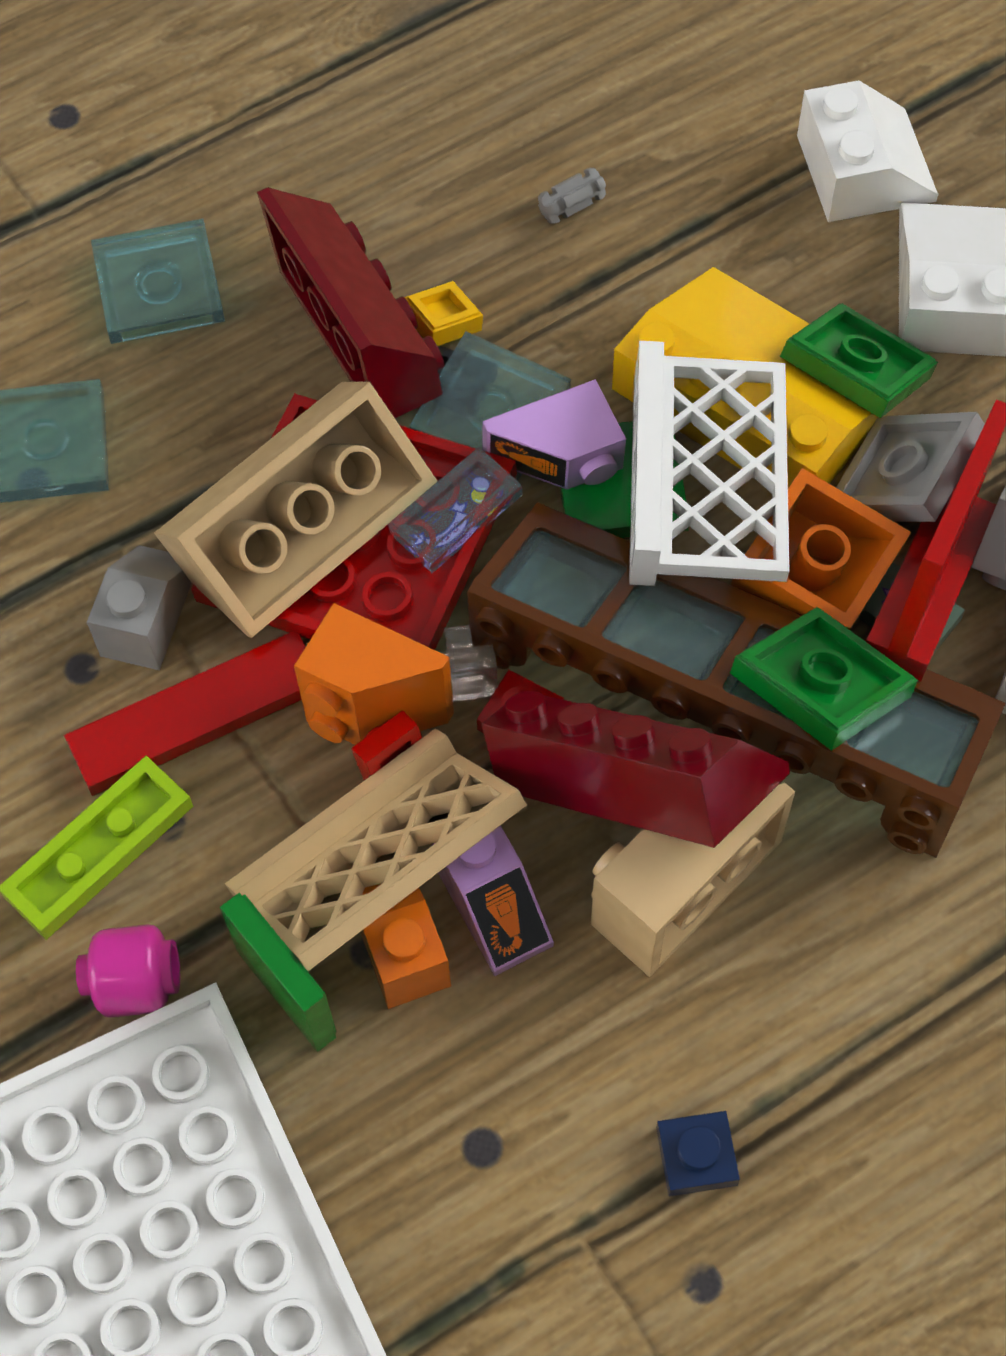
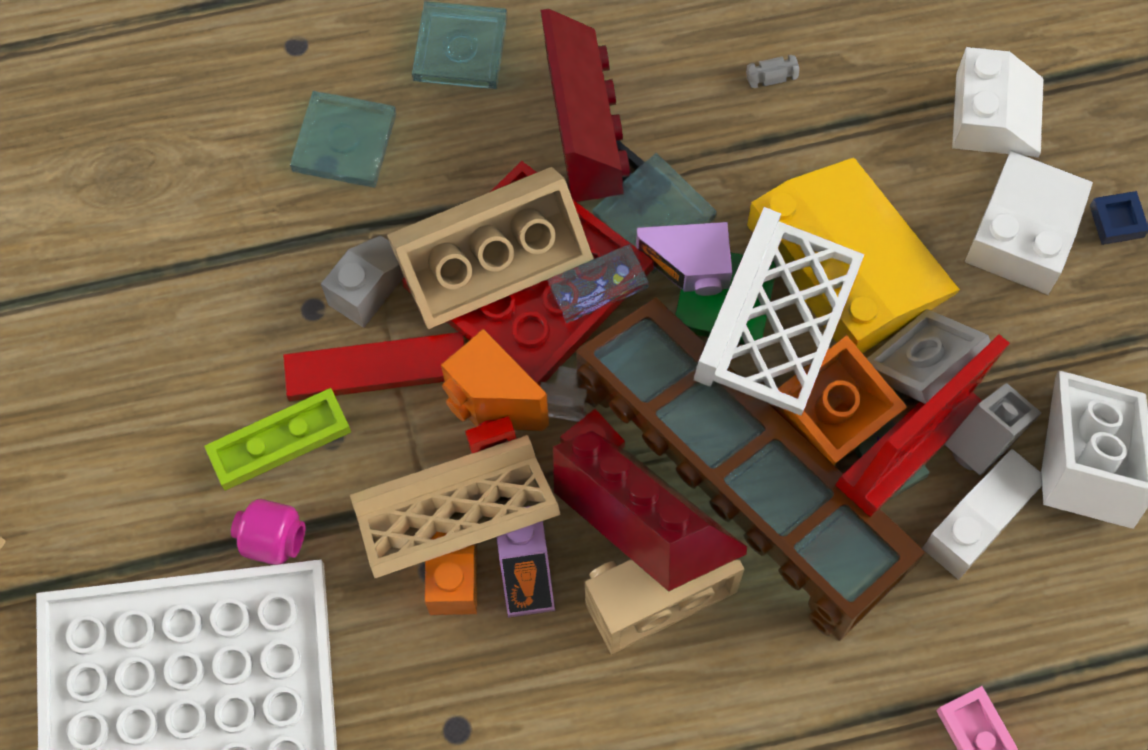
camera: 20 degrees right, 5 degrees up
(279, 971) = (365, 583): green tile -> none
(445, 313) = (647, 133): yellow tile -> none
(823, 677) = (798, 493): green tile -> none
(859, 359) = (927, 263): green tile -> none

